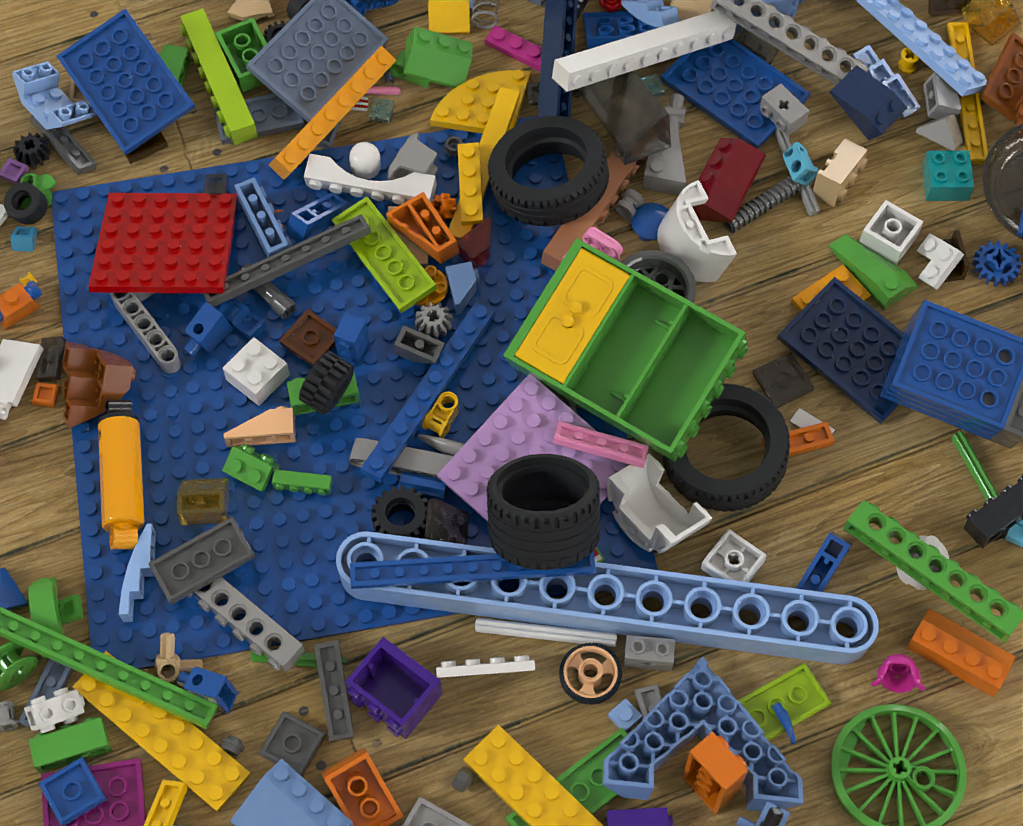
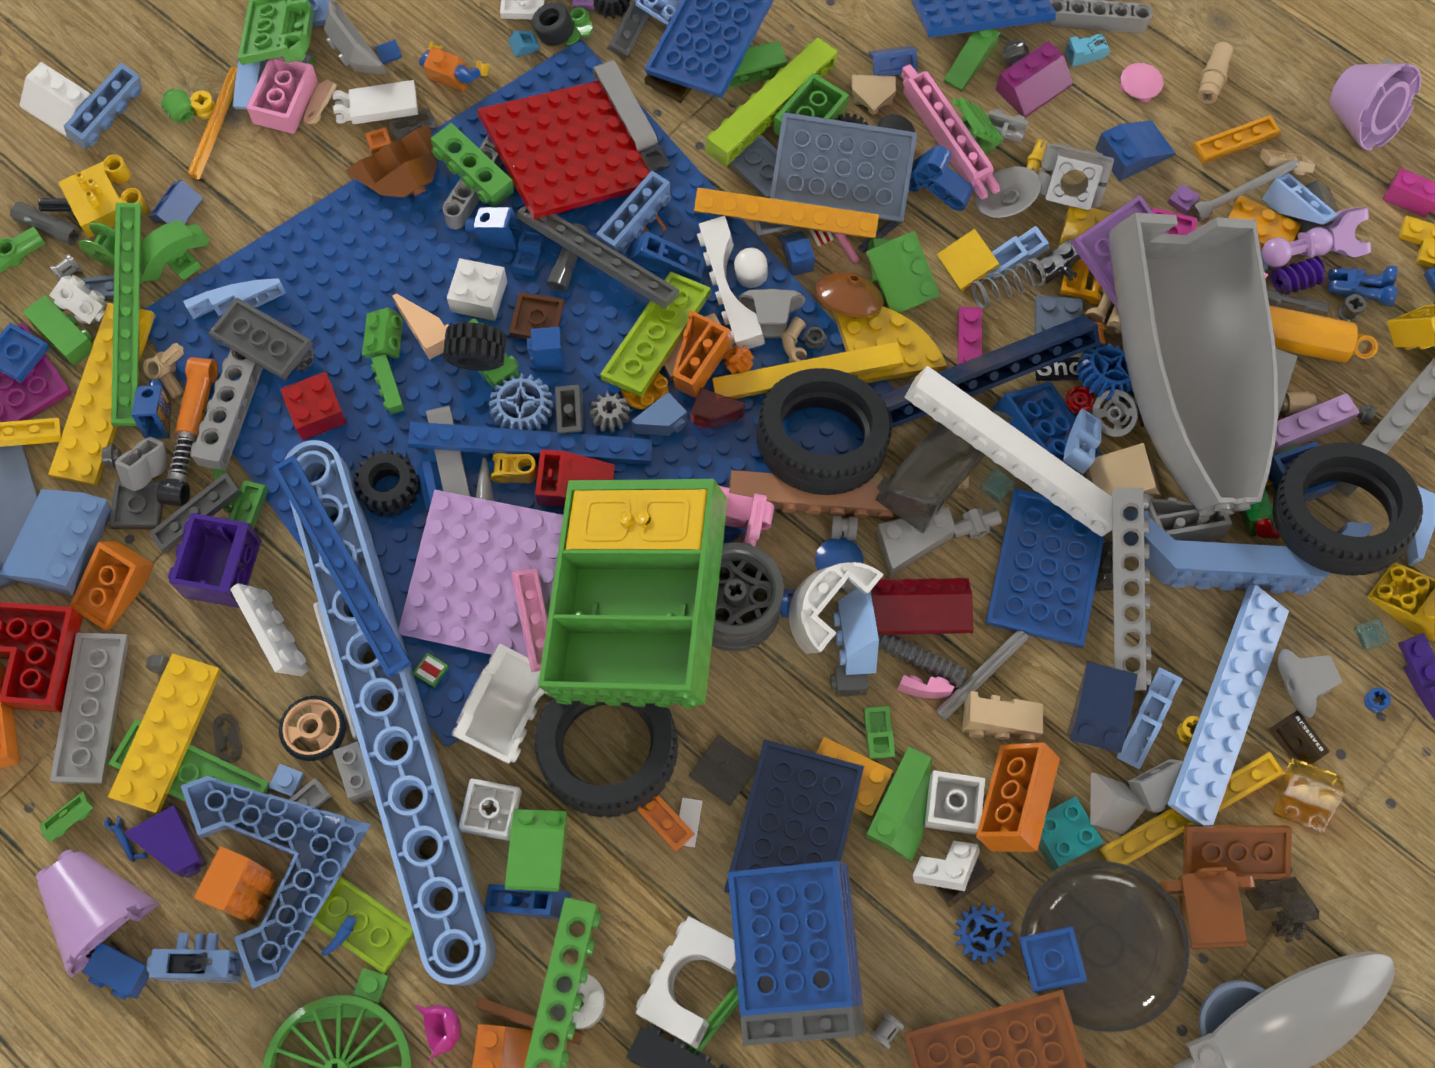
camera: 60 degrees right, 5 degrees up
(120, 474) = (318, 233): light orange piece -> none
(129, 312) = (453, 140): none -> bright green brick
(147, 181) = (625, 105): none -> light grey beam
(203, 501) = (327, 311): clear yellow slope -> none
(246, 664) = (200, 376): none -> piece
(261, 715) = (142, 464): none -> light grey brick
(290, 548) = (313, 406): none -> red brick
(350, 643) = (249, 503): none -> bright green plate
(366, 124) = (798, 252): none -> blue slope
(381, 110) = (824, 256): clear light blue plate -> none
(382, 373) = (503, 401): none -> light blue gear
(431, 104) = (849, 294): none -> dark orange dish
(444, 163) = (789, 340): none -> tan piece
(446, 522) = (392, 527): clear smoke plate -> none
(470, 183) = (774, 369): yellow plate -> none
(479, 376) = (560, 467): none -> red slope
(562, 744) = (233, 738): none -> clear smoke beam
(570, 514) = (437, 562): black tyre -> none
(734, 220) = (857, 633): none -> light blue slope
(757, 258) = (848, 684): none -> dark grey brick
(784, 109) = (1049, 615): light grey brick -> none
(788, 213) = (935, 688): none -> bright pink slope
(789, 535) = (536, 850): none -> bright green slope
(799, 164) = (982, 670): medium azure leg -> none
(808, 261) = (879, 732): none -> bright green slope
(835, 718) = (371, 985): none -> bright green plate
(911, 185) = (1018, 798): none -> orange brick
(911, 616) = (516, 1016): none -> dark orange tile
(951, 504) = (659, 1004): none -> white arch

